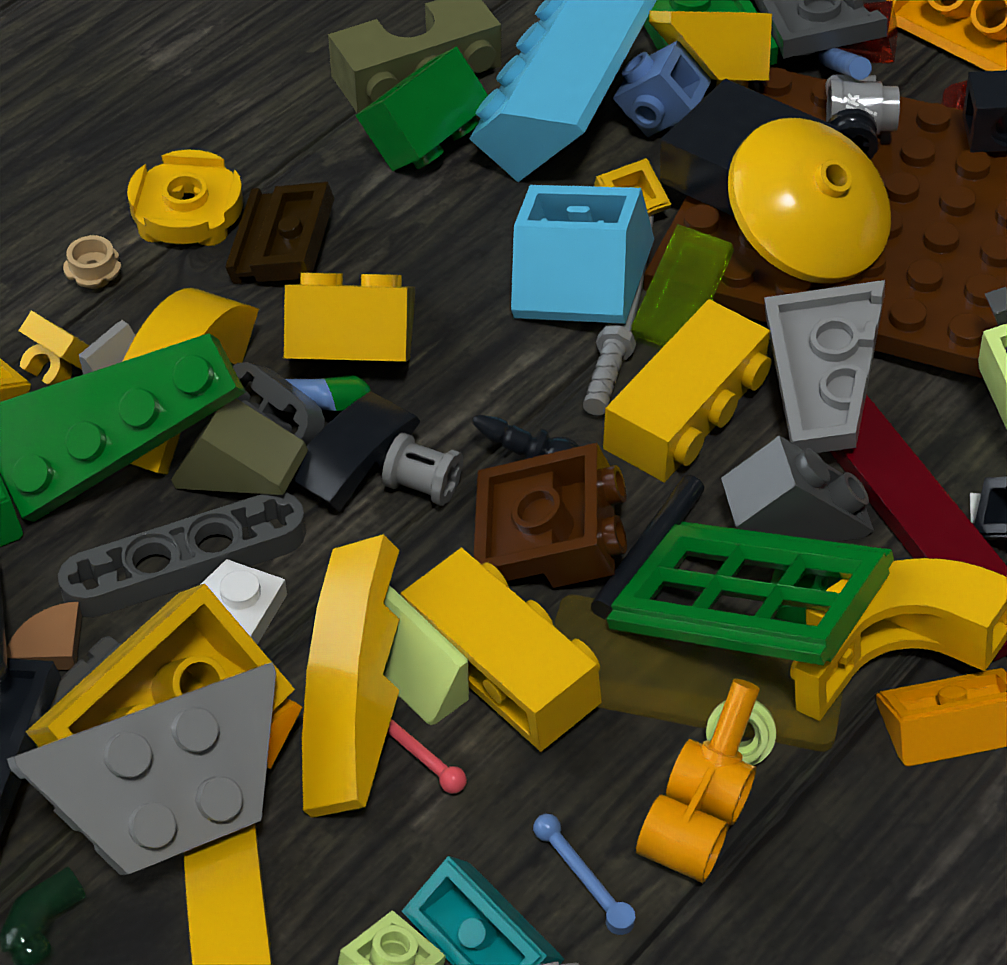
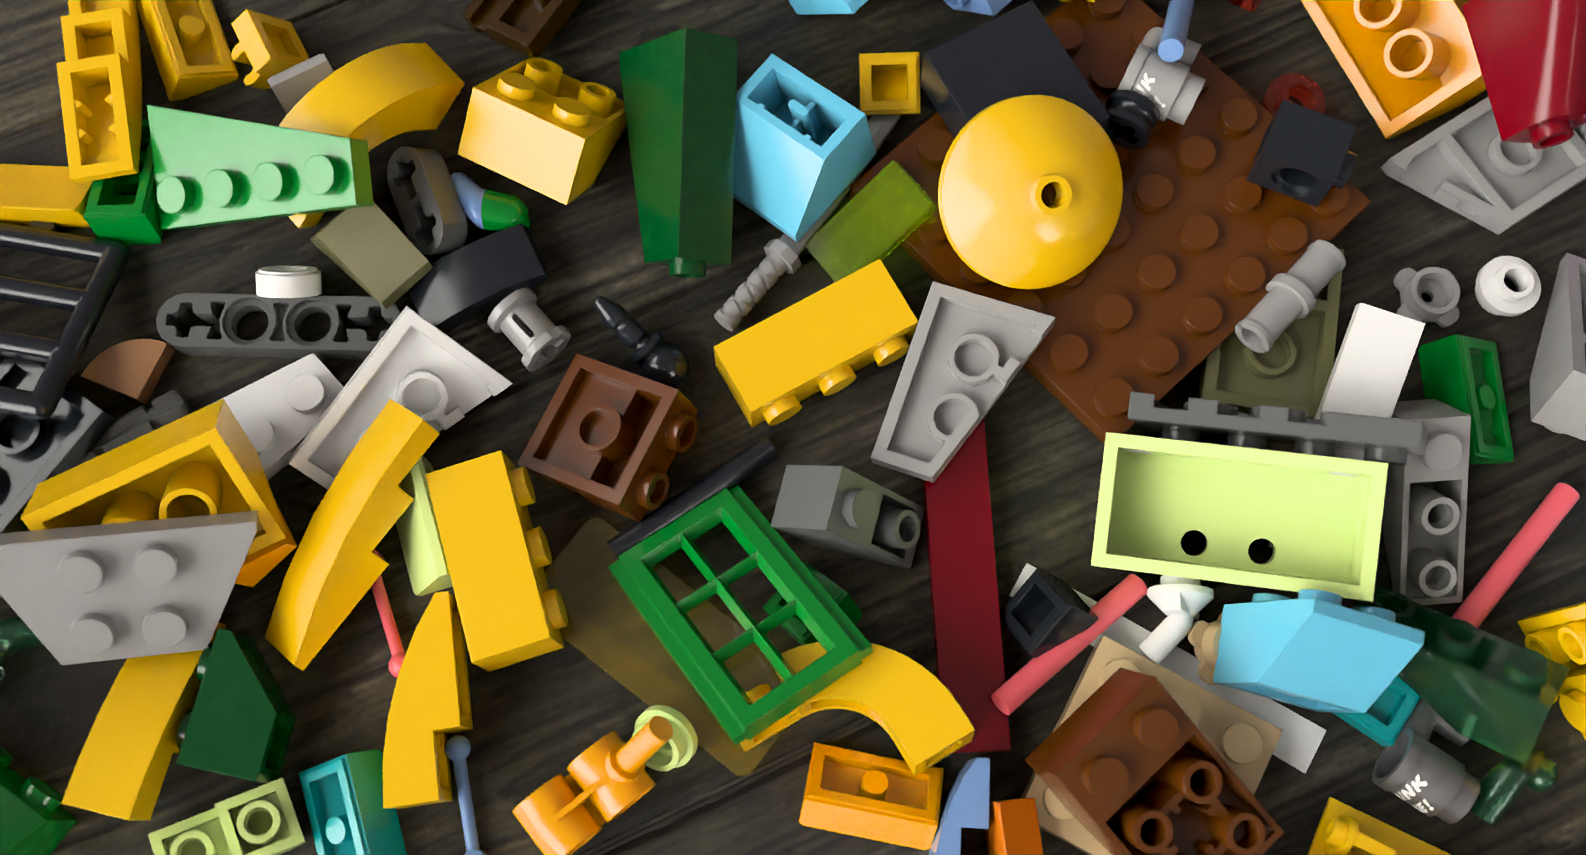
camera: 20 degrees right, 25 degrees up
(174, 506) = (288, 281): none -> white tile
(325, 518) = (412, 367): none -> white wing
(326, 871) = (239, 714): none -> dark green slope
(486, 279) = (683, 147): none -> dark green slope
(510, 798) = (425, 707): none -> yellow slope

